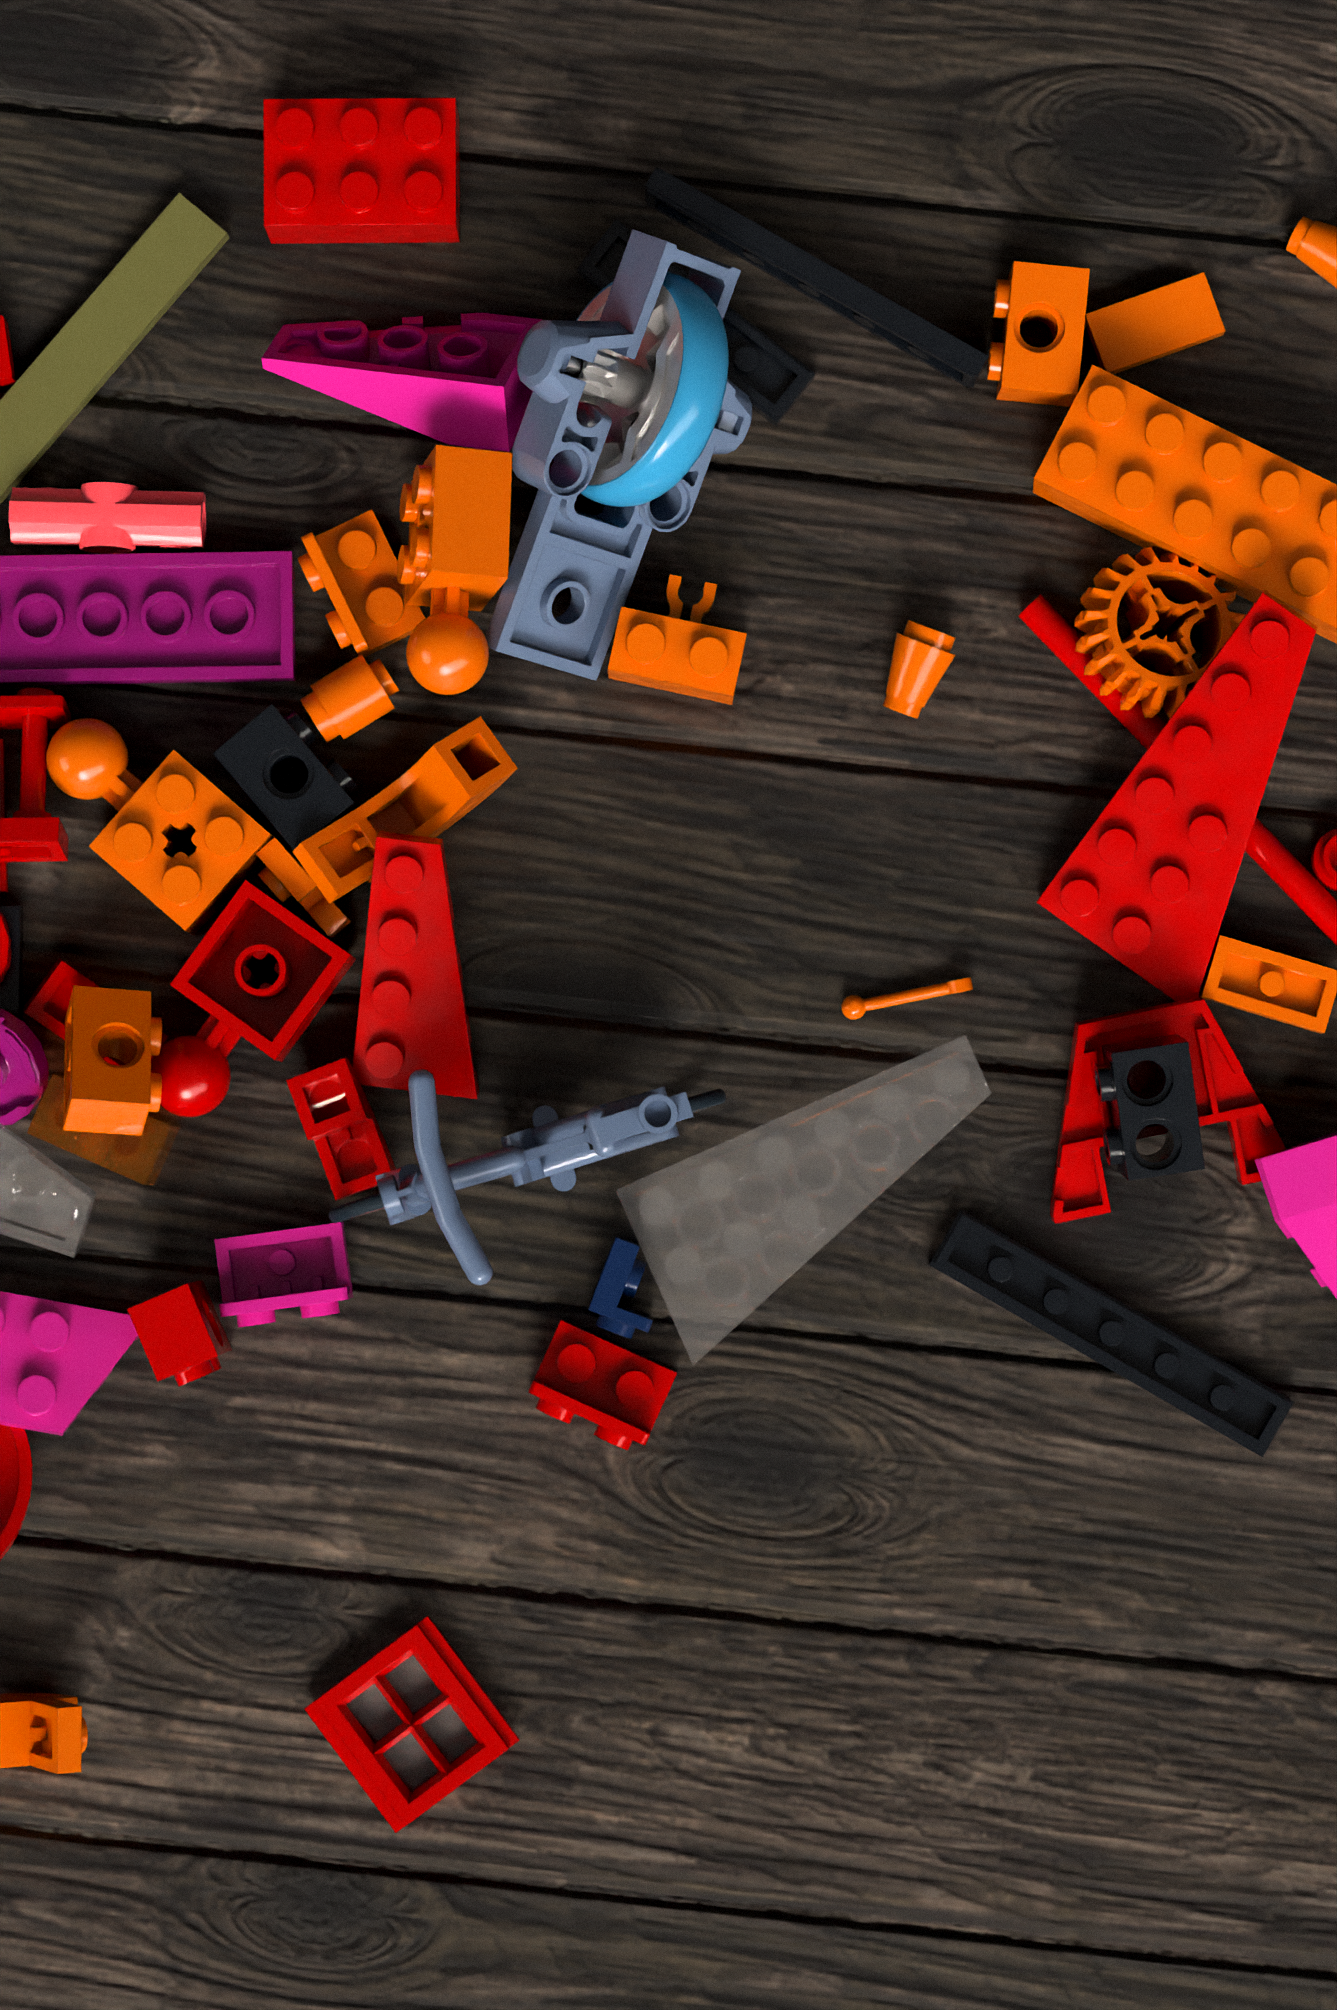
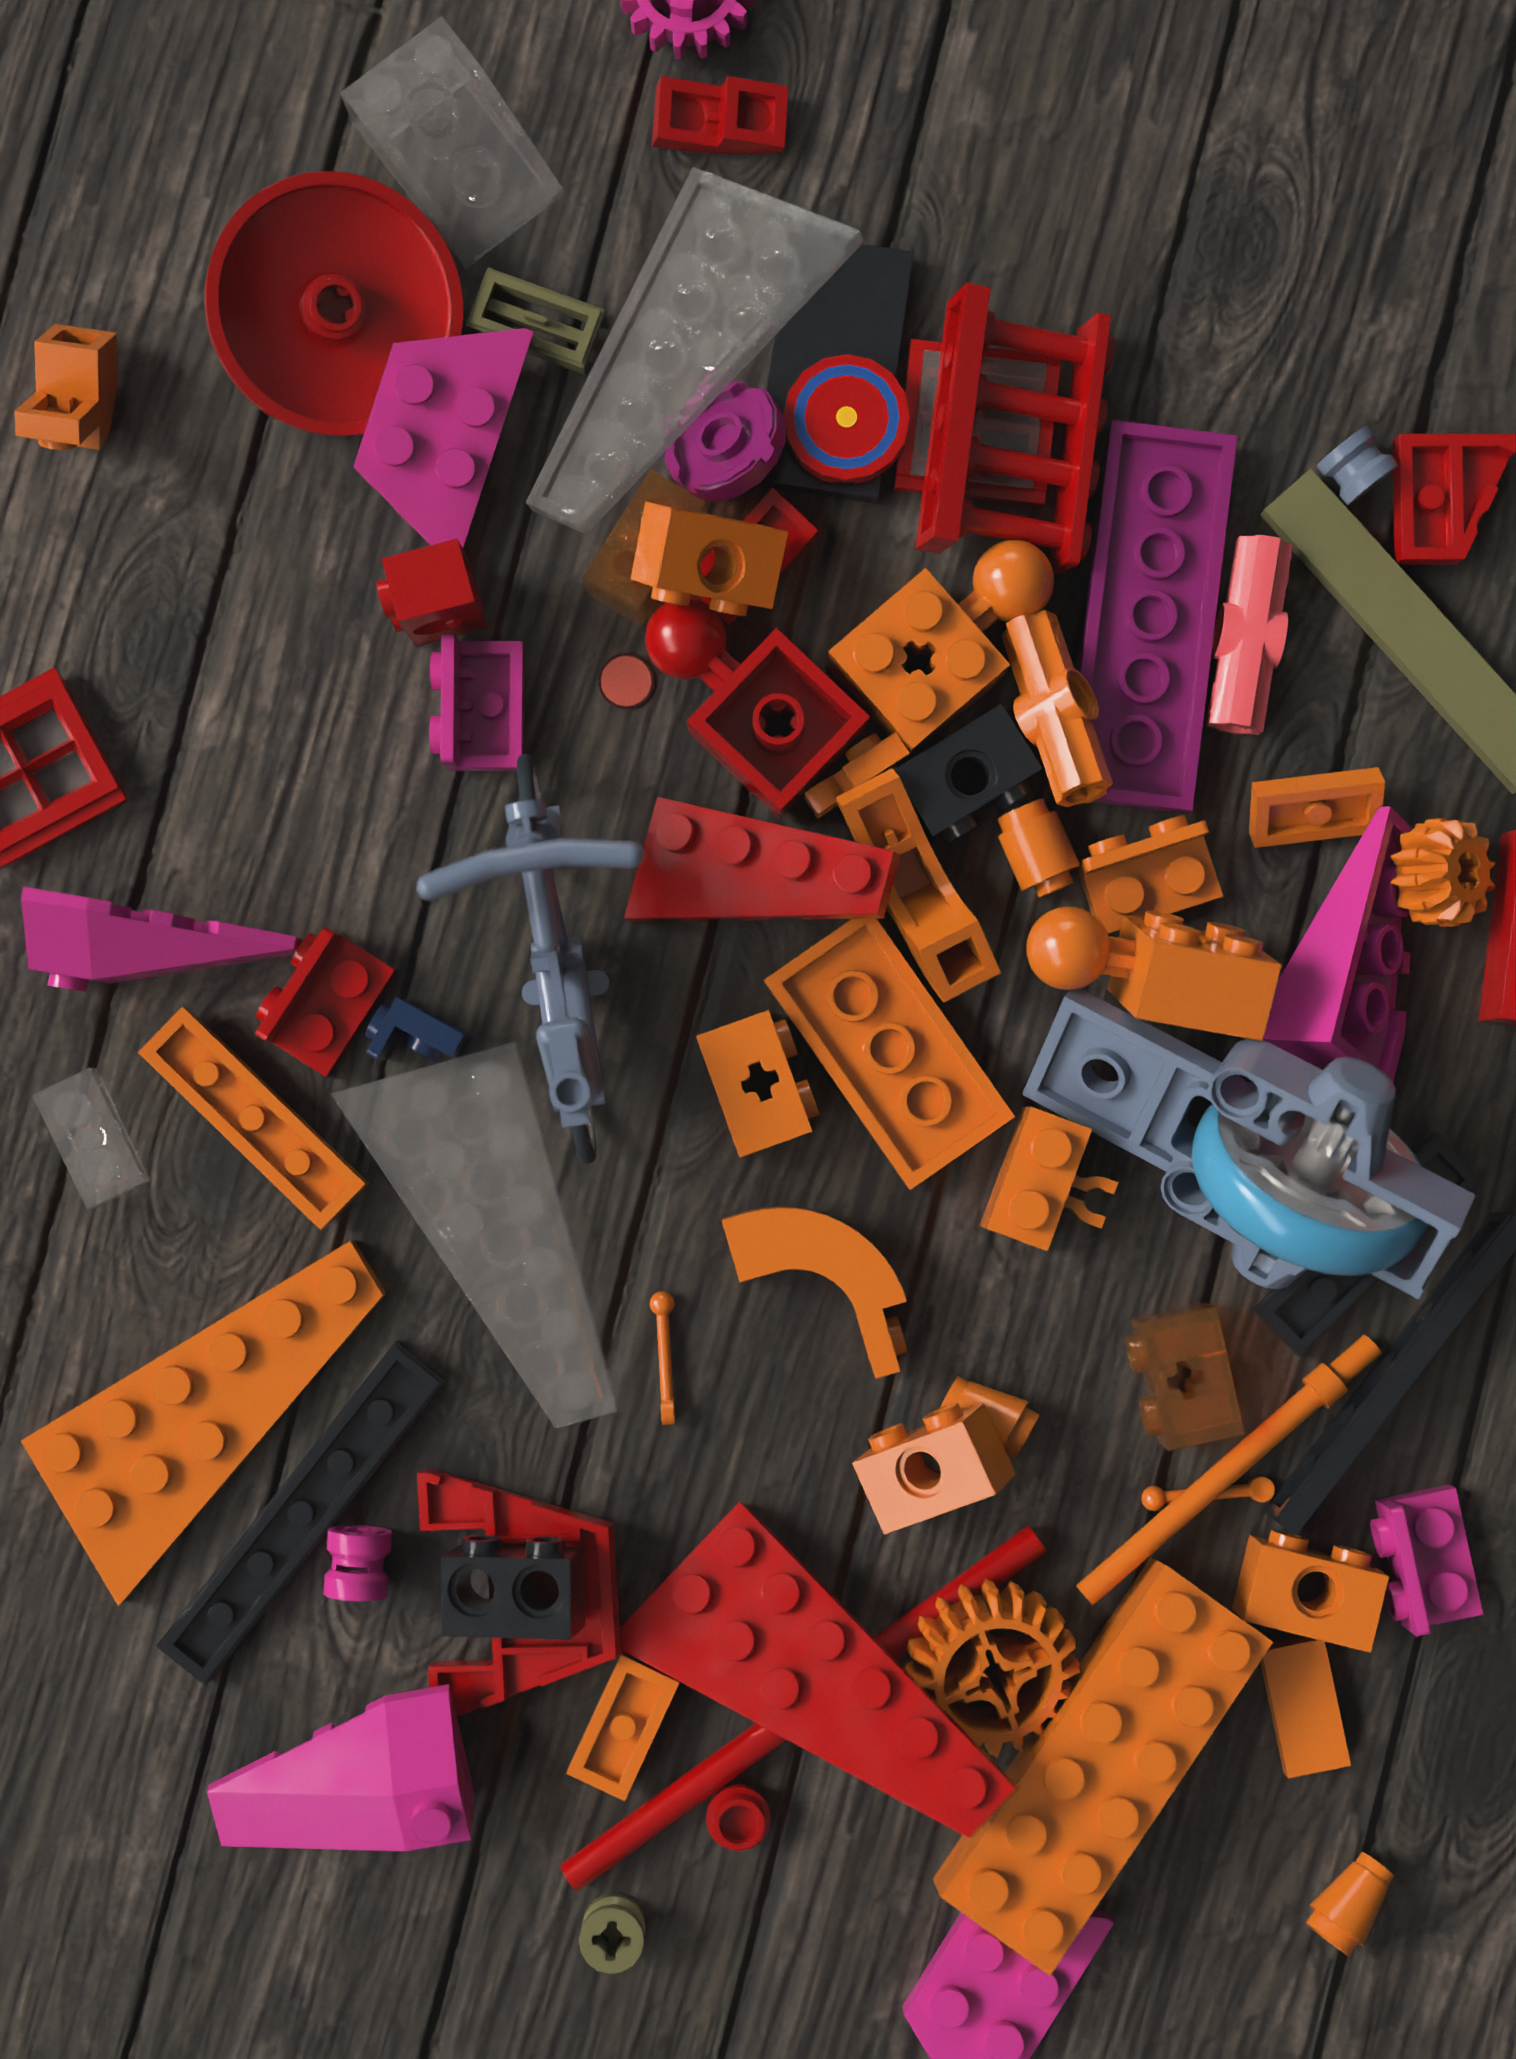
camera: 100 degrees right, 0 degrees up
(209, 698) = (1056, 708): none -> orange piece
(237, 1133) = (626, 681): none -> clear red sticker
(271, 431) = (1314, 806): none -> orange plate
(319, 297) = (1443, 872): none -> orange gear
(342, 1127) = (614, 783): red slope -> none
(570, 817) = (889, 1049): none -> orange plate
(573, 1604) = (110, 943): none -> dark pink wedge
(660, 943) = (728, 1055): none -> orange brick
(728, 1439) = (253, 1118): none -> orange plate
(769, 871) = (813, 1241): none -> orange arch
(771, 1599) = (91, 1138): none -> clear plate
(842, 347) = (1322, 1387): none -> orange bar
(872, 456) = (1209, 1404): none -> clear orange brick
(950, 396) = (1258, 1489): none -> orange hinge
(993, 224) = (1426, 1558): none -> dark pink bracket
(999, 739) = (908, 1491): none -> orange brick
(1053, 1475) = (171, 1434): none -> orange wing
(1136, 1269) = (357, 1563): none -> dark pink wheel

